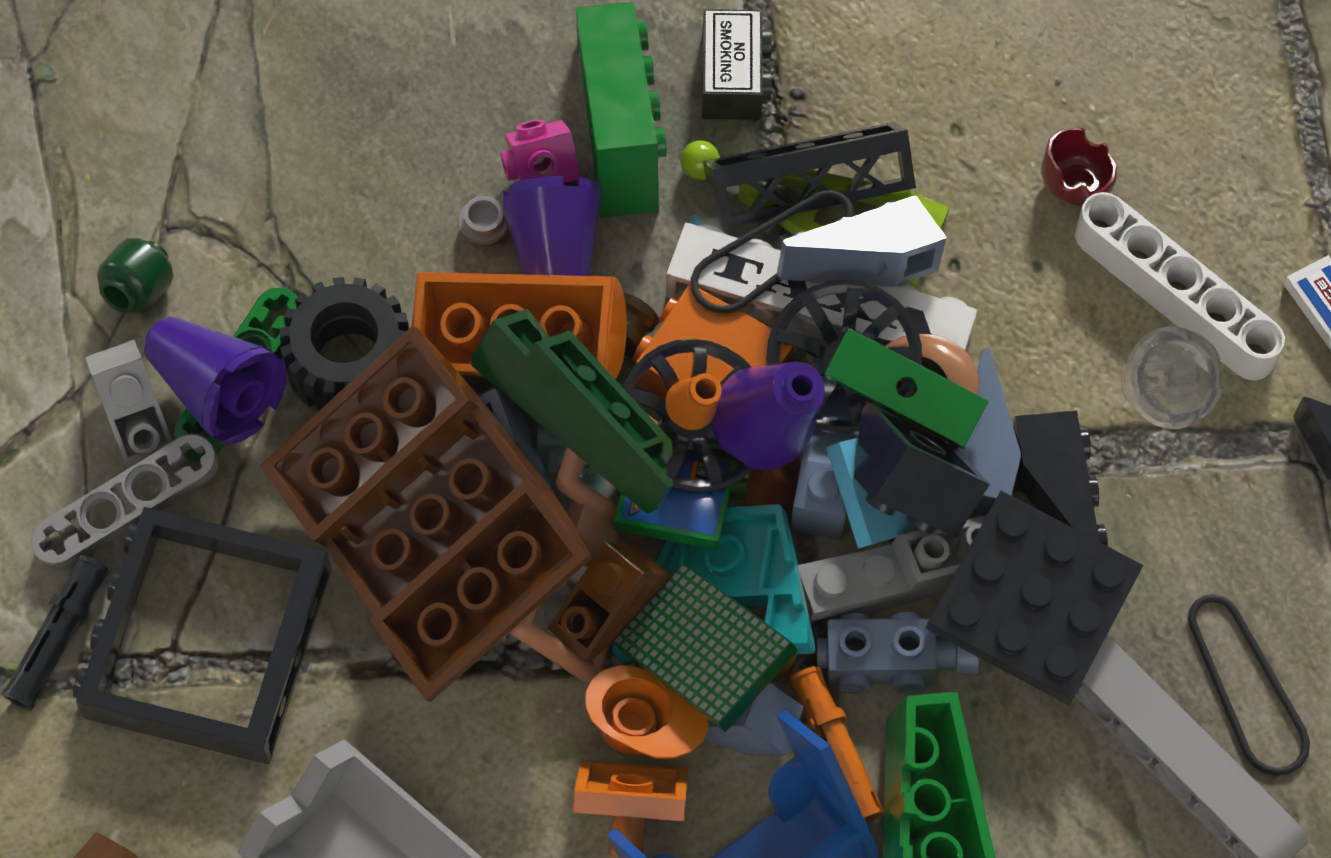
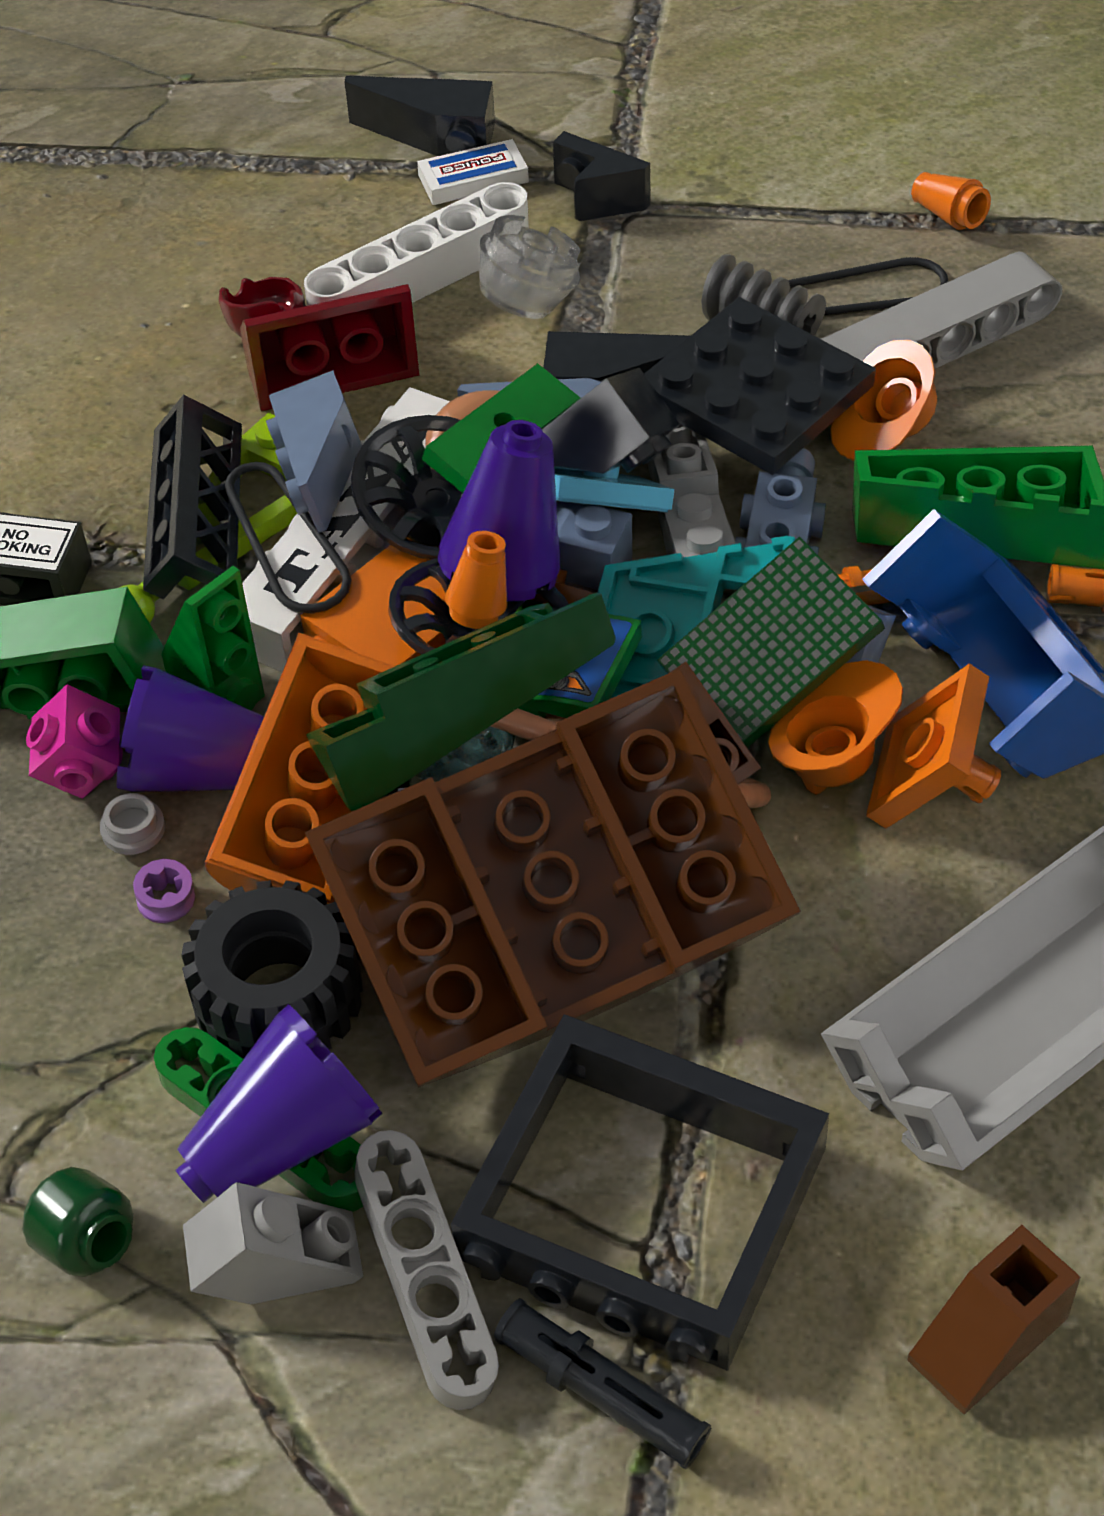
camera: 75 degrees left, 15 degrees down
(428, 243) = (156, 877): none -> medium lavender bush
(630, 232) = (215, 642): none -> green slope
(1032, 233) = (358, 337): none -> dark red slope
(1054, 731) = (896, 404): none -> orange piece
(1172, 594) = (728, 282): none -> flat silver piece

